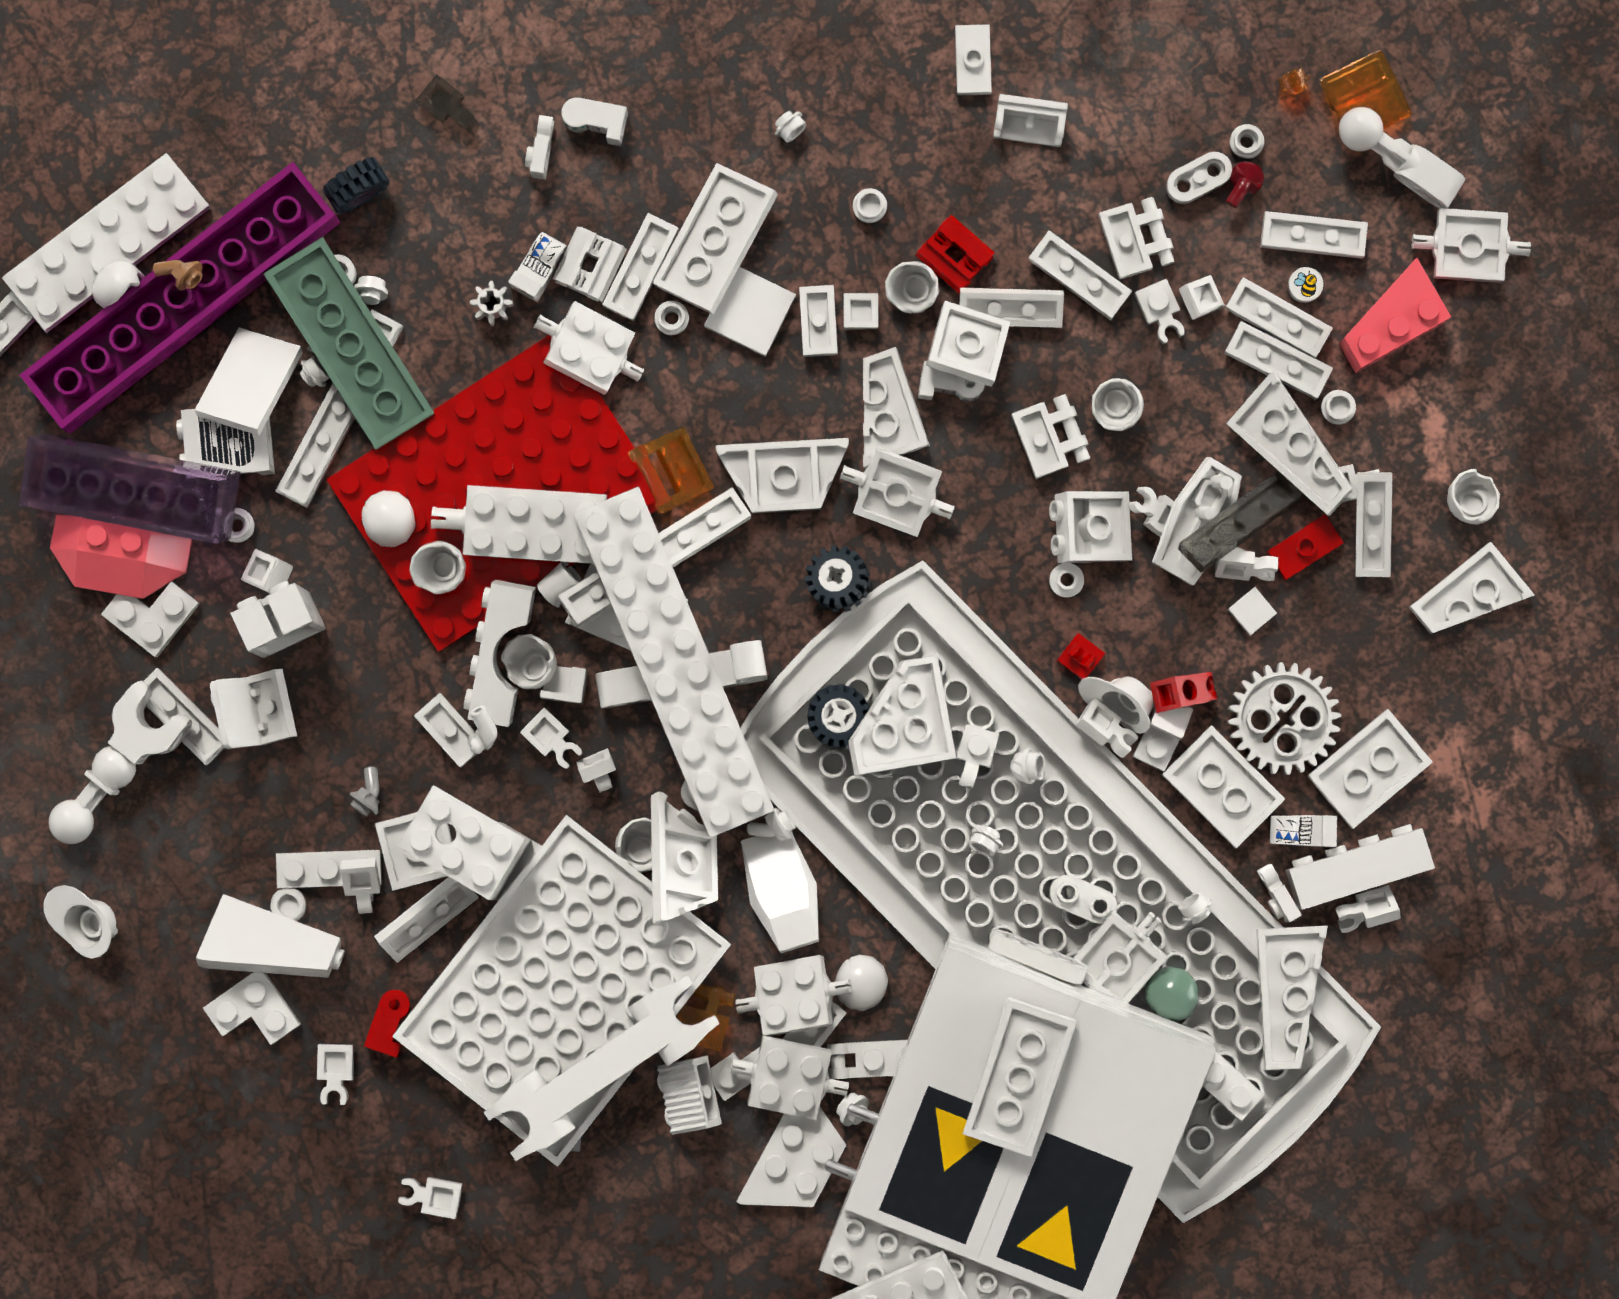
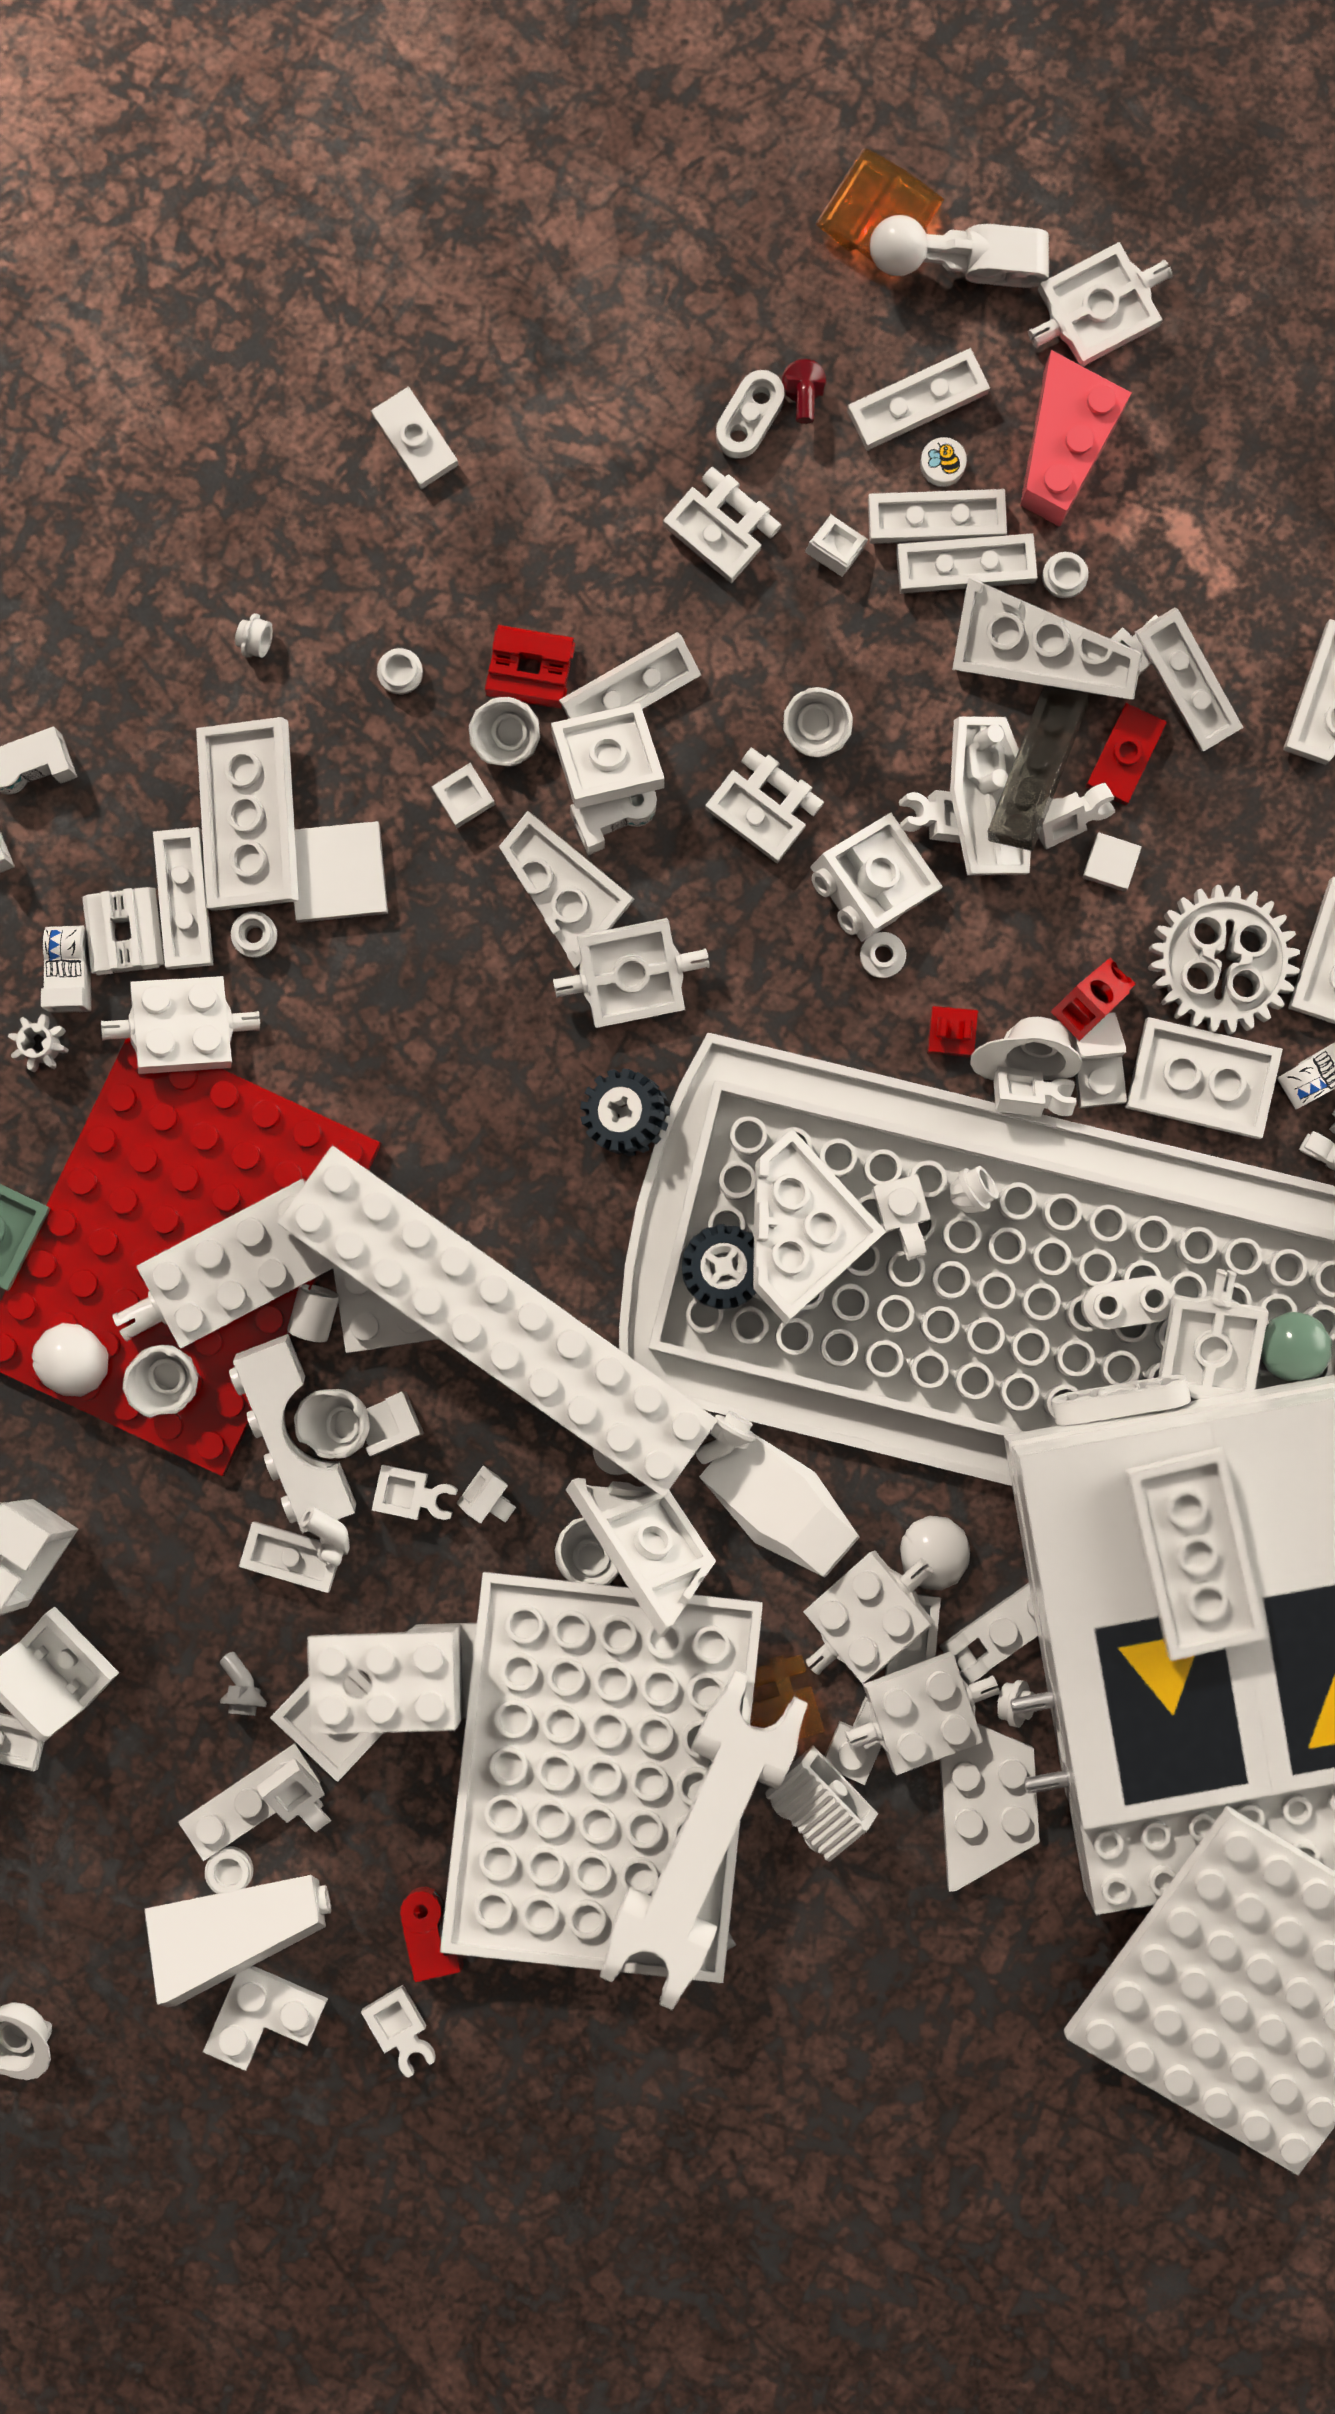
camera: 30 degrees left, 0 degrees up
(425, 918) = (393, 1793): white plate -> none
(438, 1197) = (606, 2099): white plate -> none
(680, 542) = (420, 1180): white plate -> none
(681, 466) = (369, 1095): clear orange plate -> none
(734, 667) = (574, 1279): white beam -> none
(783, 473) = (489, 1031): white wing -> none
(818, 321) = (422, 835): white plate -> none
(985, 840) = (977, 1304): white plate -> none
(1030, 120) = (521, 464): white hinge -> none
(1079, 275) = (684, 604): white plate -> none
(1158, 306) = (794, 584): white plate -> none
(1195, 908) = (1261, 1234): white plate -> none
(1247, 131) = (778, 329): white plate -> none
(1294, 81) = (789, 242): clear orange plate -> none
(1473, 497) = (1279, 582): white hair -> none

